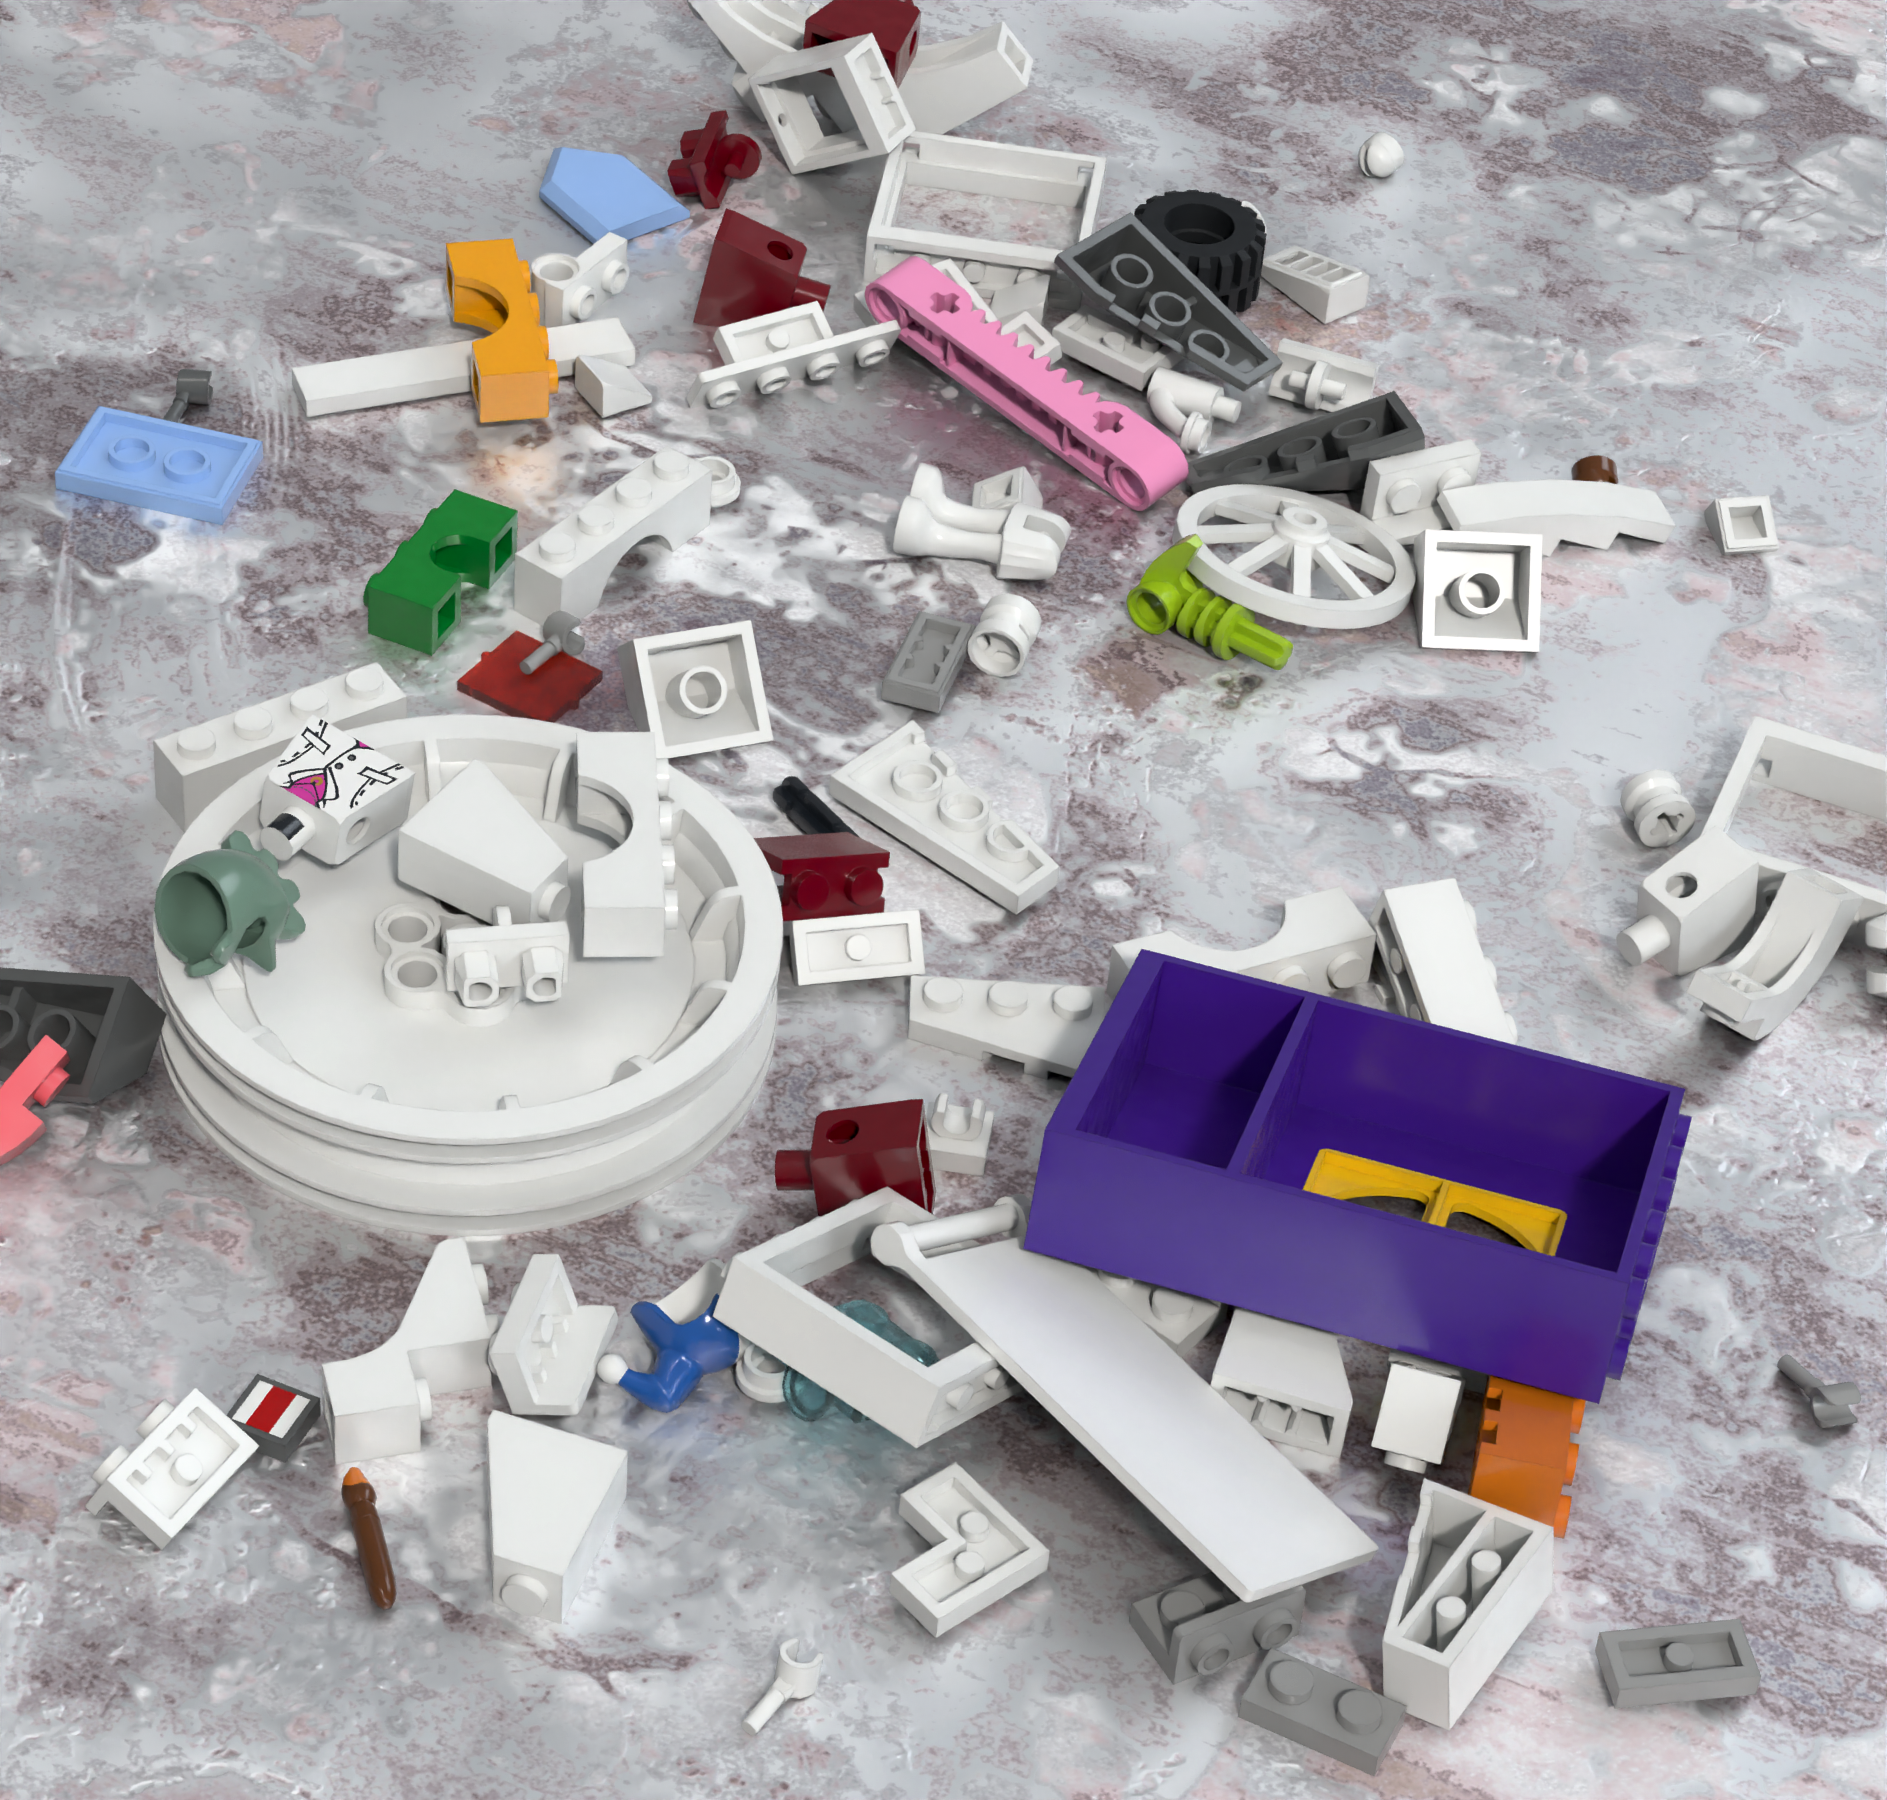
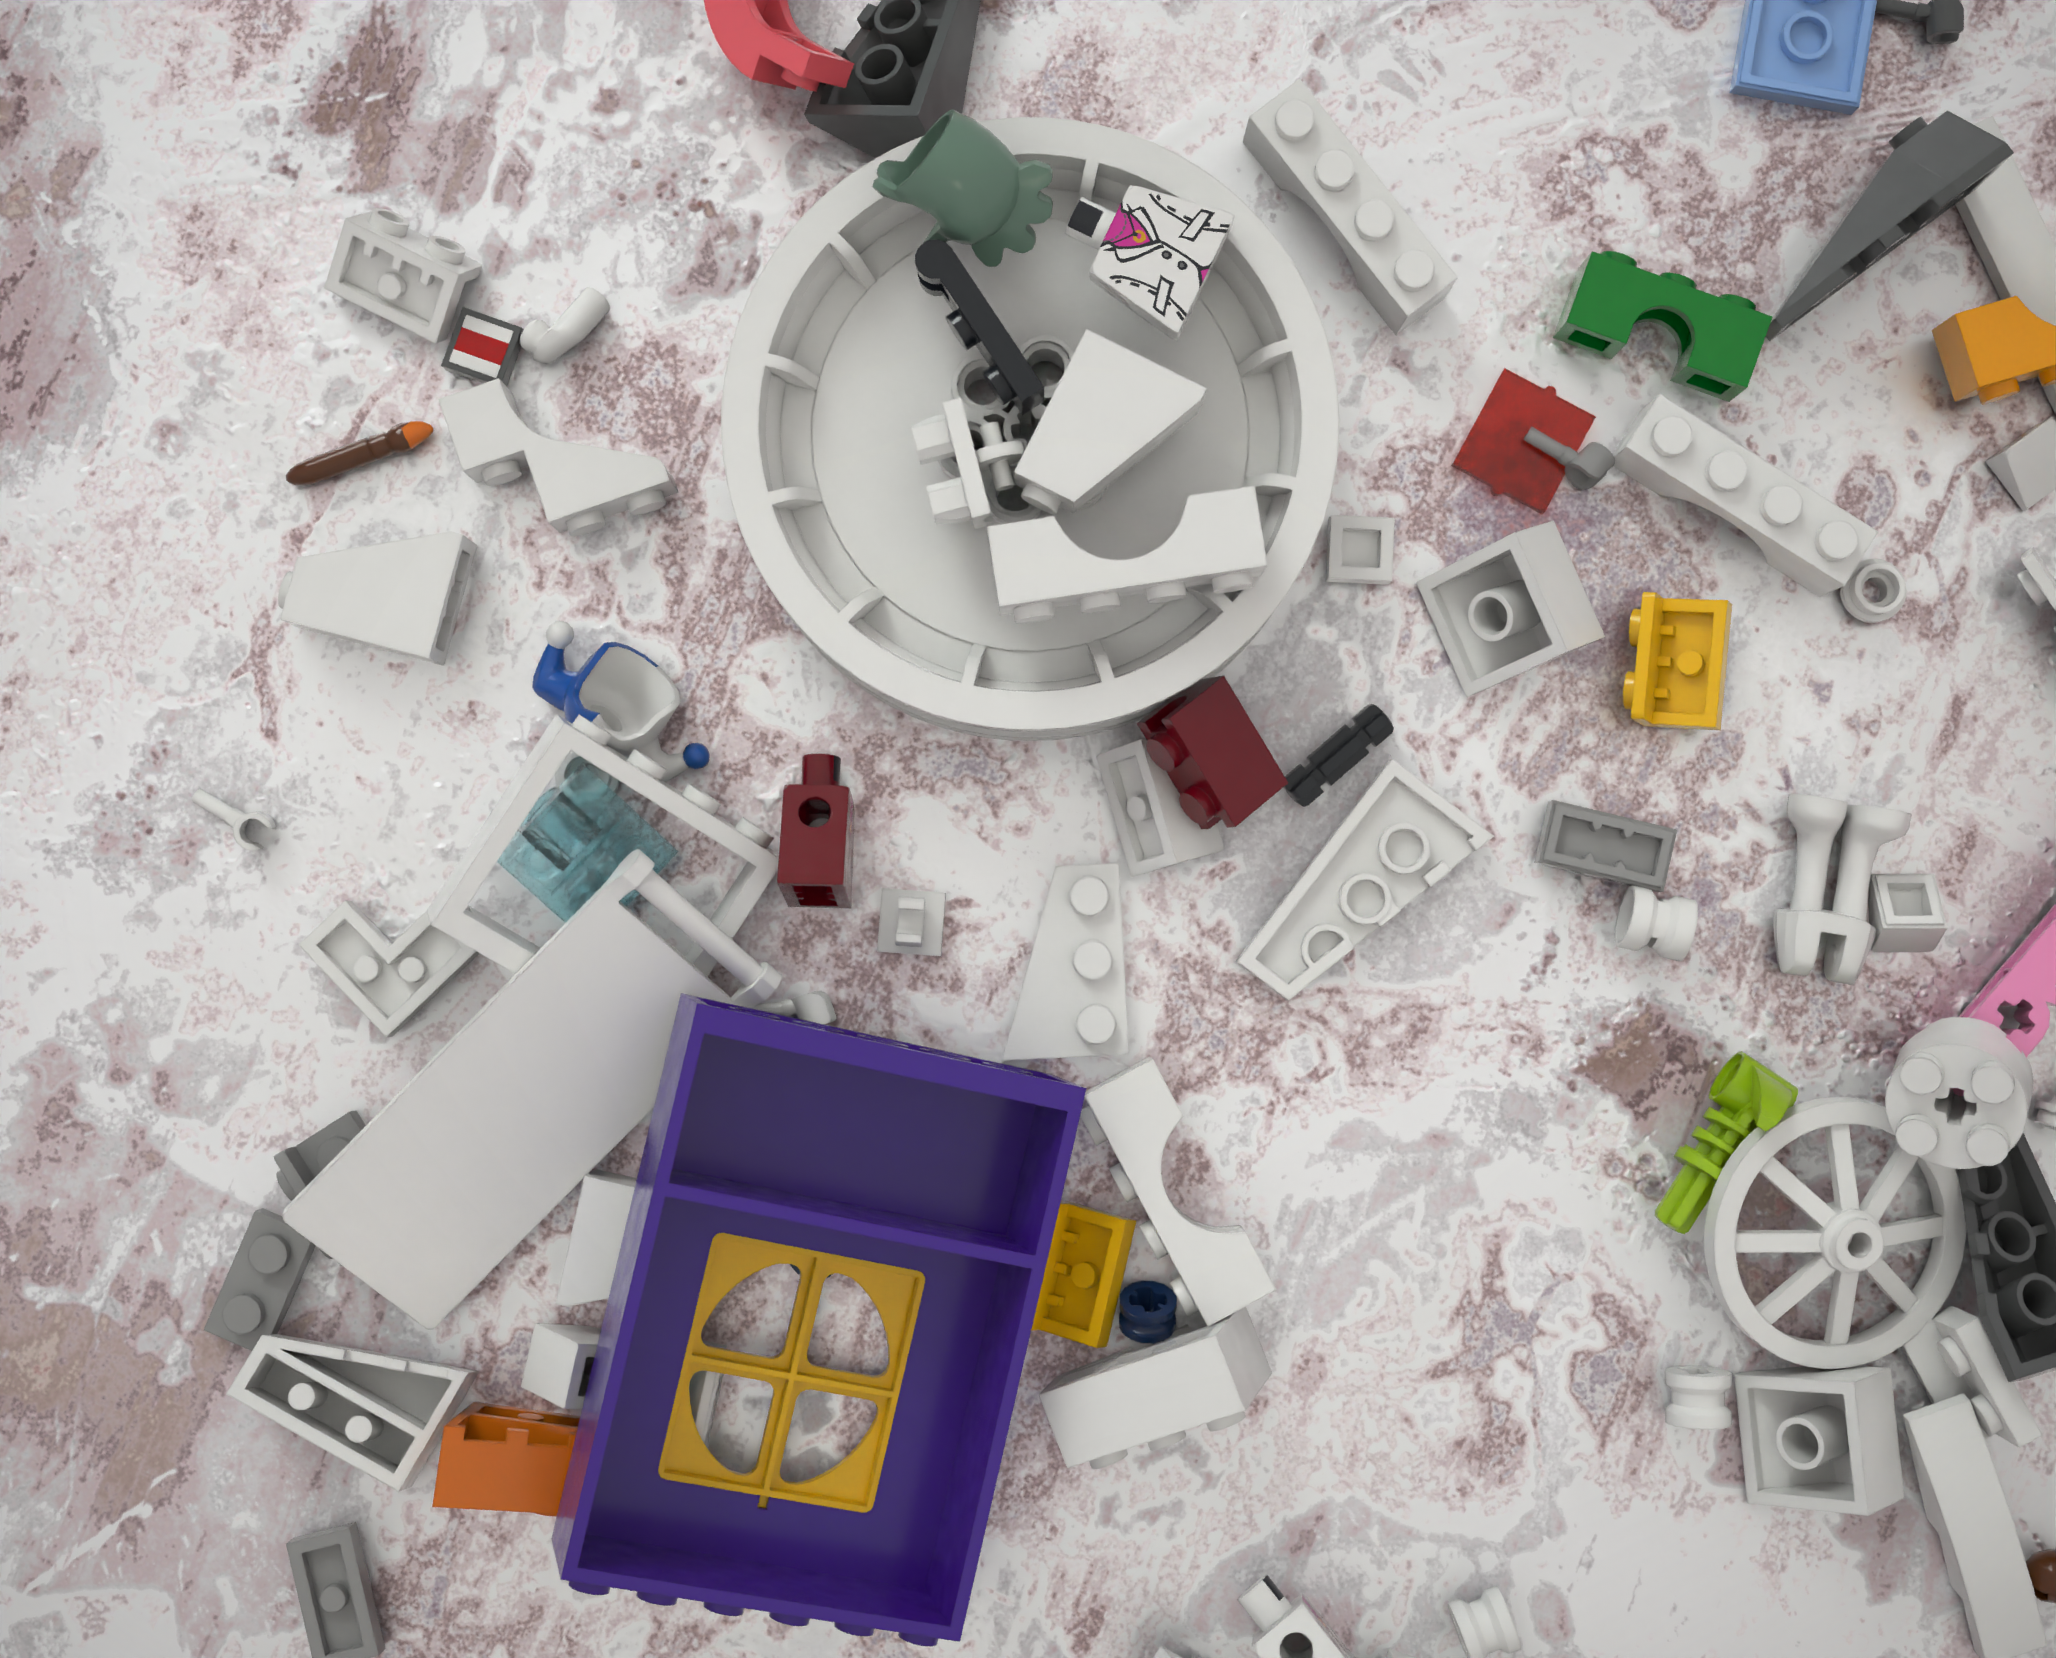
camera: 90 degrees right, 45 degrees up
(271, 1334) = (569, 329): none -> white arm
(368, 413) = (1915, 185): none -> dark grey wedge
(370, 924) = (977, 324): none -> black plate
(549, 1342) = (572, 576): white bracket -> none
(772, 592) = (1678, 662): none -> yellow bracket
(1174, 444) = (1954, 1128): none -> white brick
(1364, 988) = (1147, 1312): none -> dark blue bush
(1442, 657) = (1698, 1397): none -> white wheel

